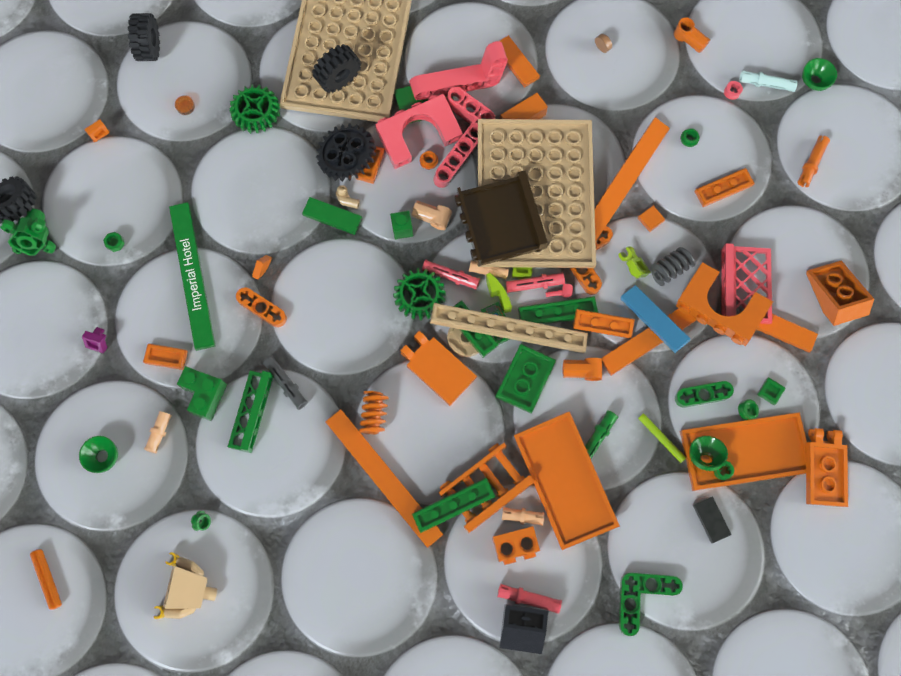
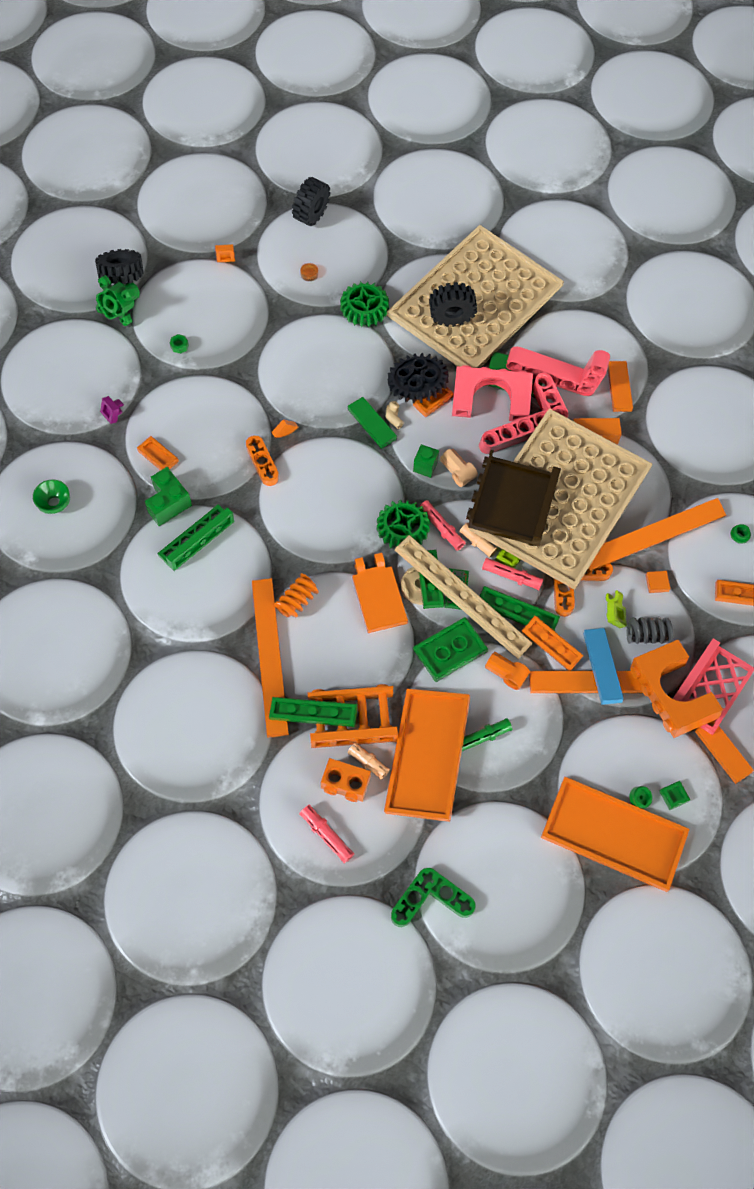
camera: 30 degrees right, 10 degrees down
(157, 432) = (110, 508): light nougat pin -> none
(185, 589) = (43, 642): tan torso -> none
(192, 277) = (222, 406): green tile -> none
(204, 523) = (98, 601): green plate -> none
(290, 389) = (240, 538): dark grey pin -> none
(428, 155) = (486, 418): orange plate -> none
(496, 289) = (473, 561): lime slope -> none
(523, 629) = (303, 853): black slope -> none
(566, 291) = (536, 598): coral hand -> none
(603, 43) = (710, 411): medium nougat tile -> none
(662, 438) = (546, 792): lime bar -> none
(699, 401) = (620, 770): green beam -> none
(708, 446) = (576, 802): green piece -> none
(712, 520) = (541, 872): pearl dark grey tile -> none
(726, 476) = (579, 841): green bush -> none
(826, 469) = (682, 896): orange tile -> none

